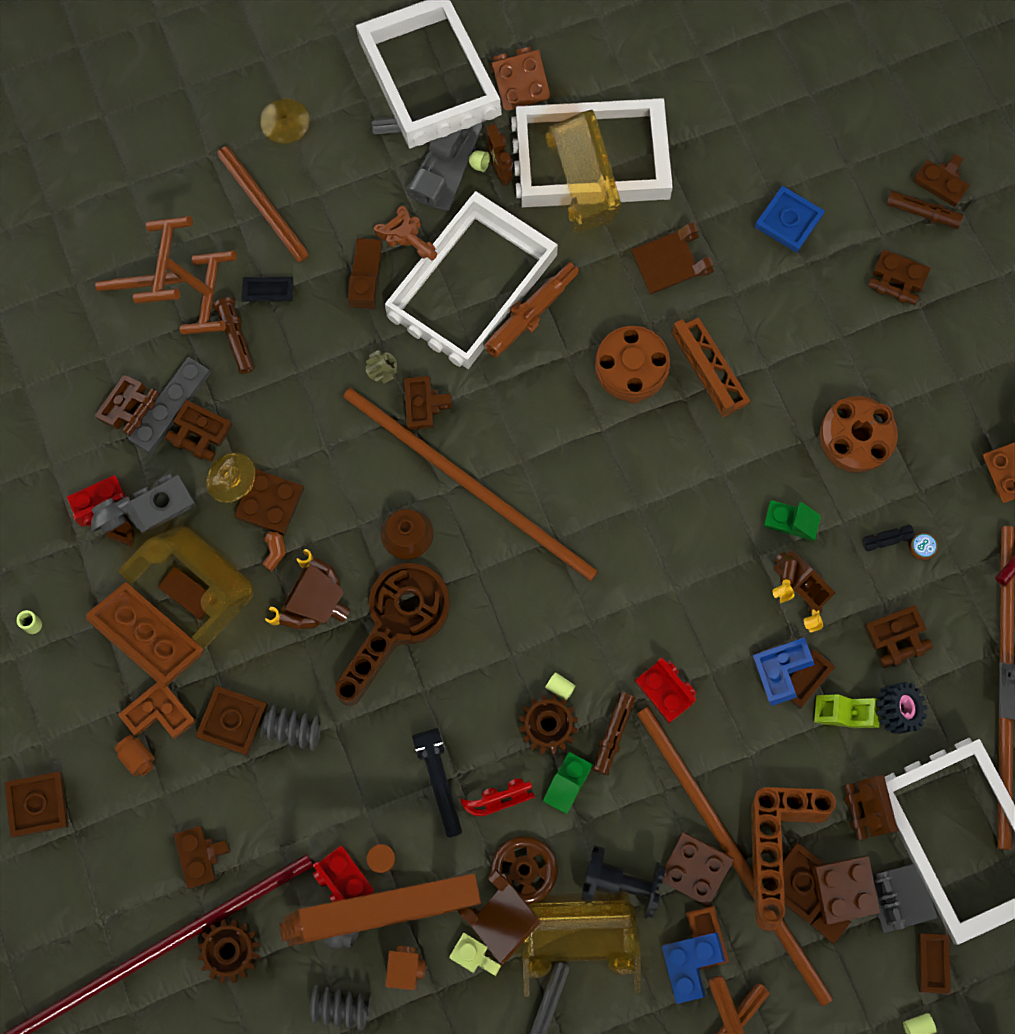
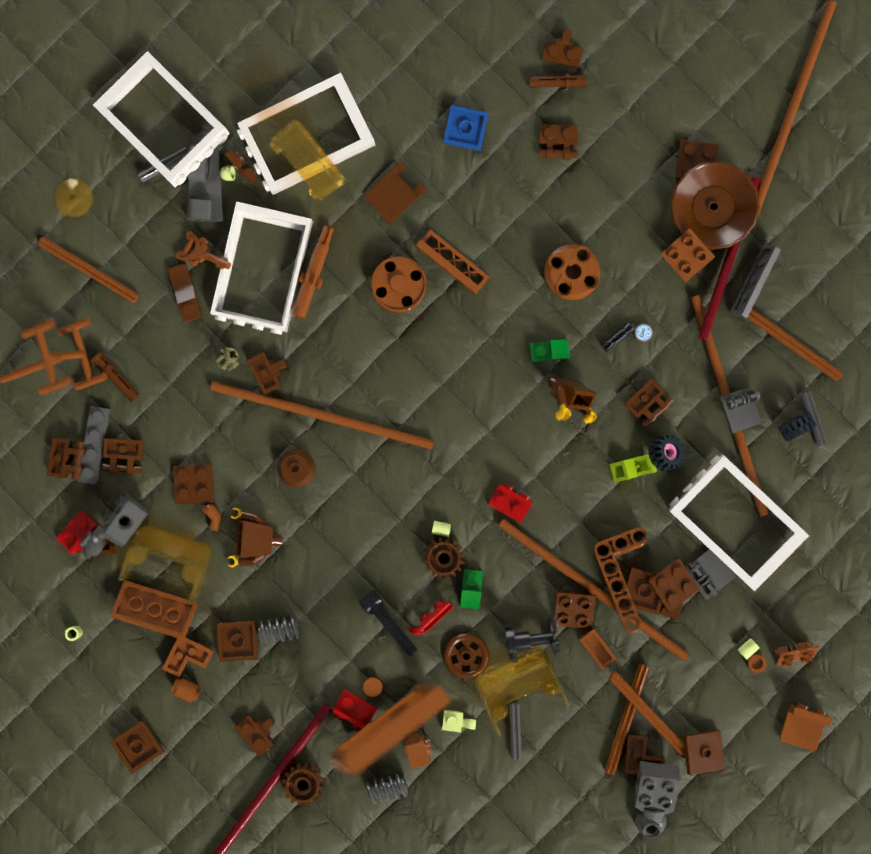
camera: 25 degrees left, 15 degrees up
(184, 592) = (166, 569): reddish brown tile -> none
(236, 483) = (167, 479): clear yellow dish -> none
(267, 289) = (122, 333): black tile -> none
(396, 623) = (316, 533): reddish brown beam -> none
(504, 920) = (467, 695): reddish brown flag -> none
(520, 78) = (229, 95): dark orange bracket -> none
(610, 744) = (488, 546): reddish brown pin -> none
(684, 962) = (589, 670): blue plate -> none
(777, 664) = (575, 458): blue plate -> none
(809, 679) = (599, 456): reddish brown tile -> none
(876, 806) = (674, 525): reddish brown plate -> none
(934, 963) = (744, 605): reddish brown tile -> none

